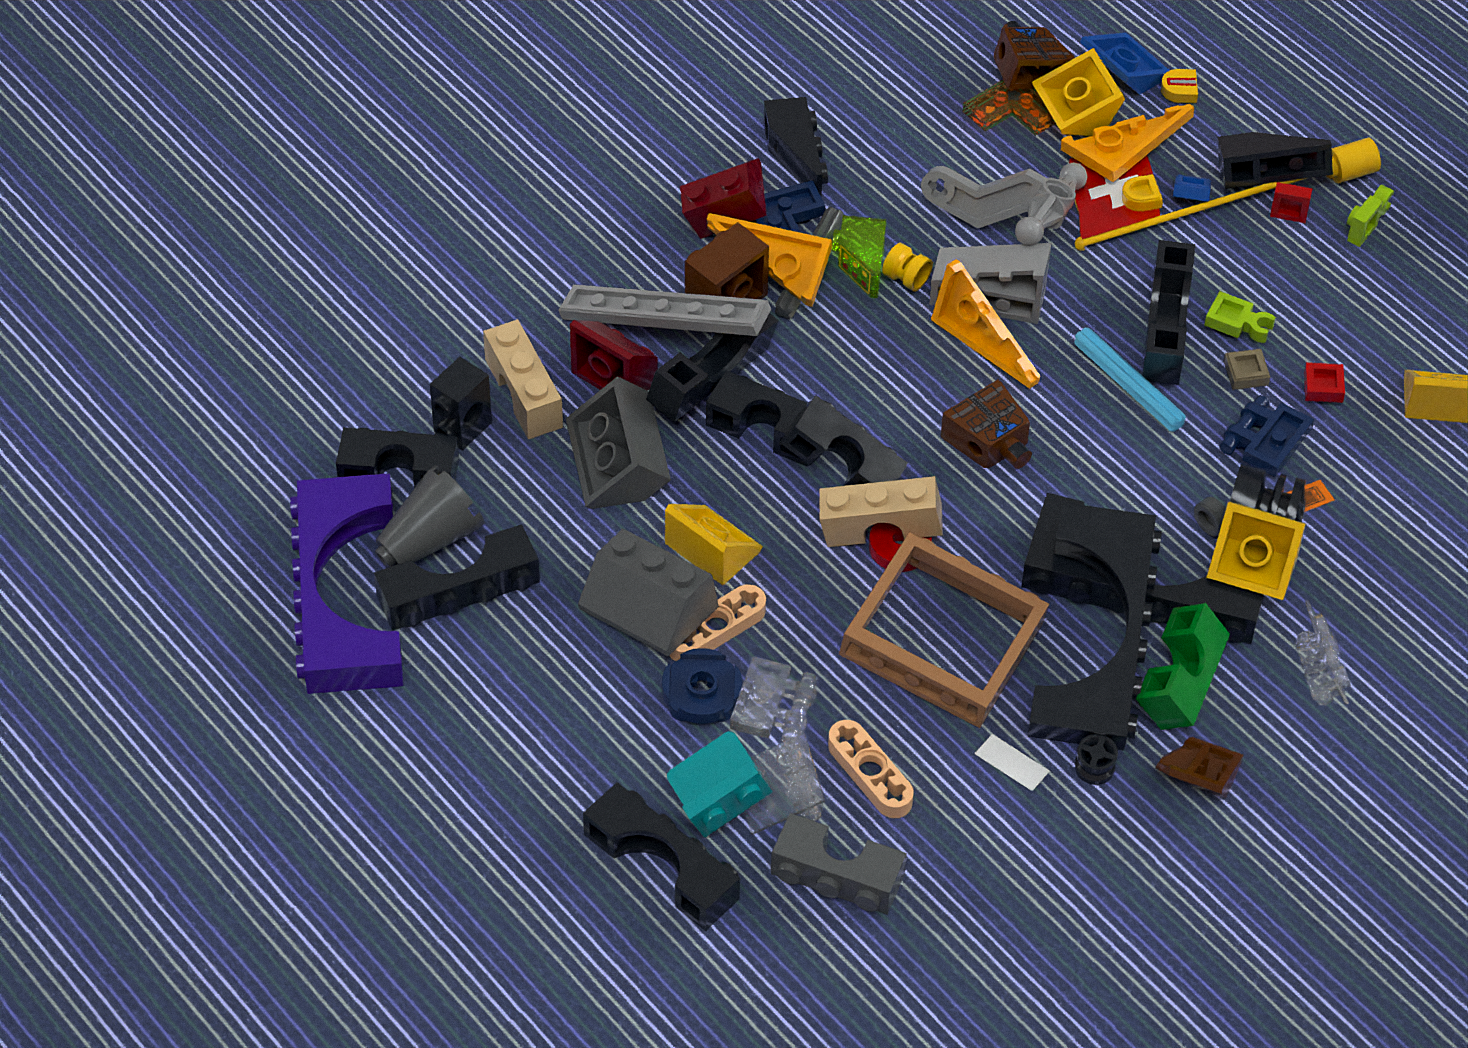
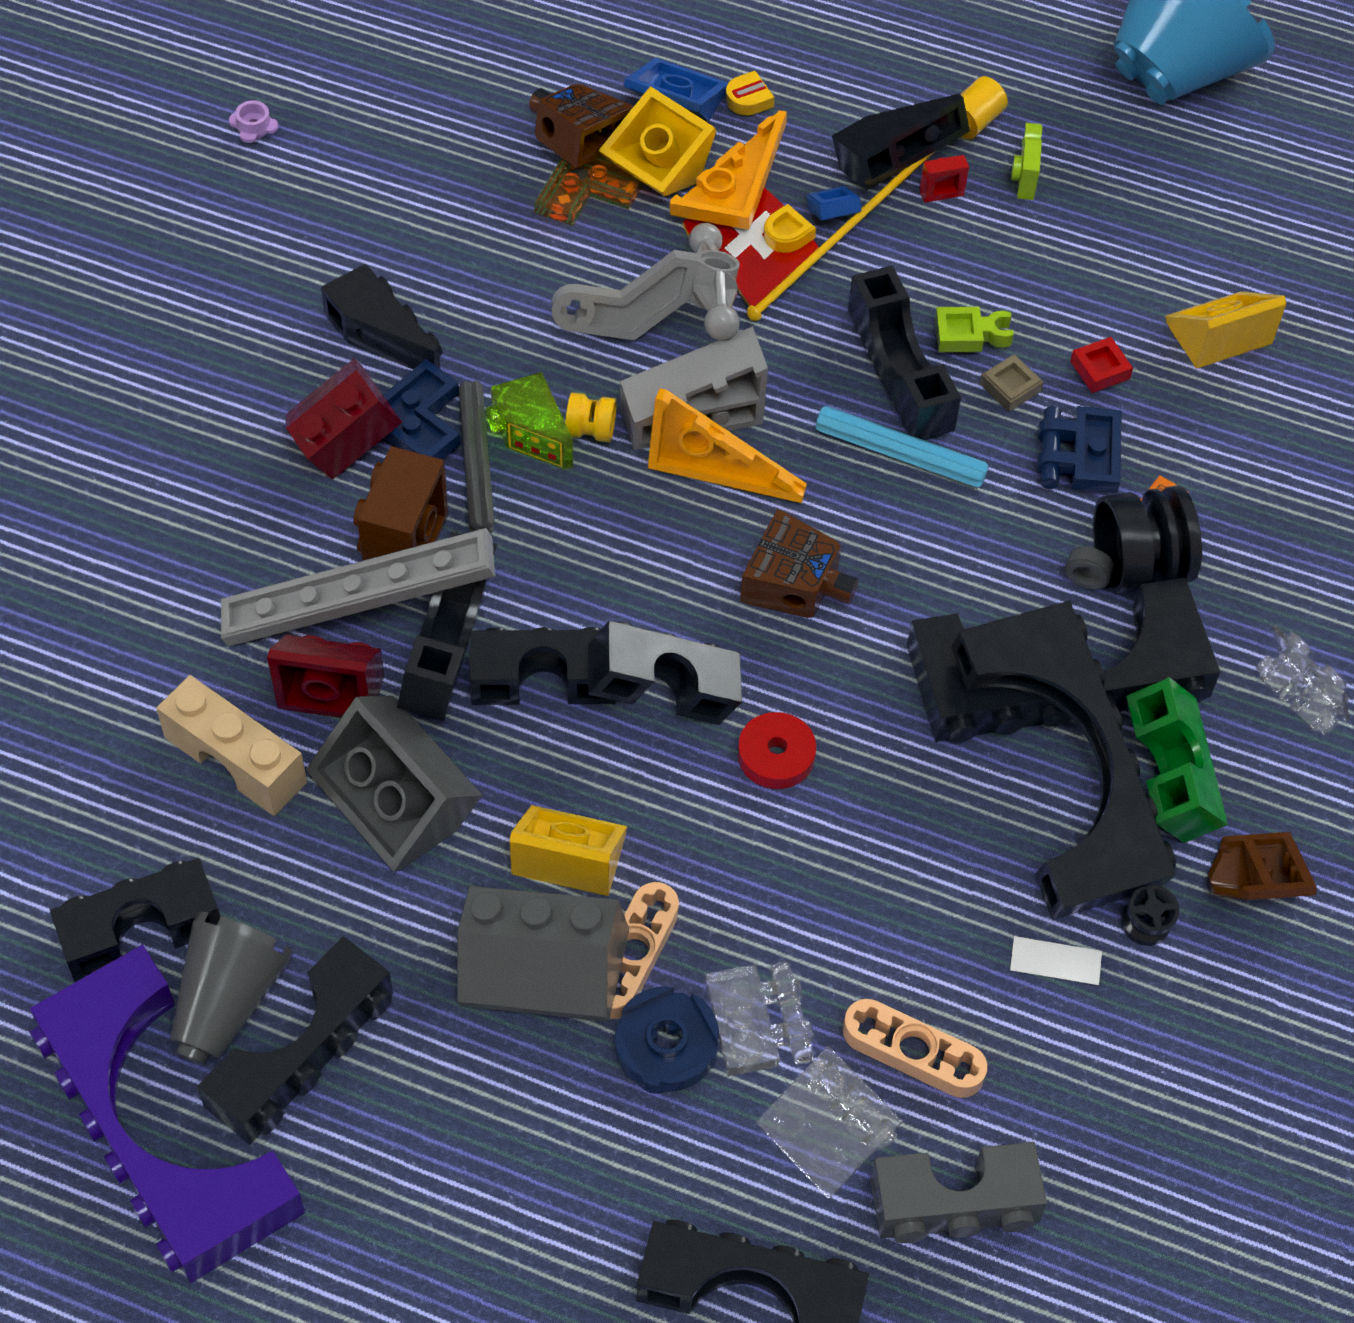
camera: 30 degrees left, 5 degrees up
(461, 402) = (178, 811): black brick -> none
(718, 783) = (764, 1158): teal bracket -> none
(794, 257) = (471, 456): light orange wing -> none
(907, 503) = (714, 738): tan arch -> none
(921, 676) = (887, 905): medium nougat window -> none
(1256, 550) = (1181, 591): yellow slope -> none

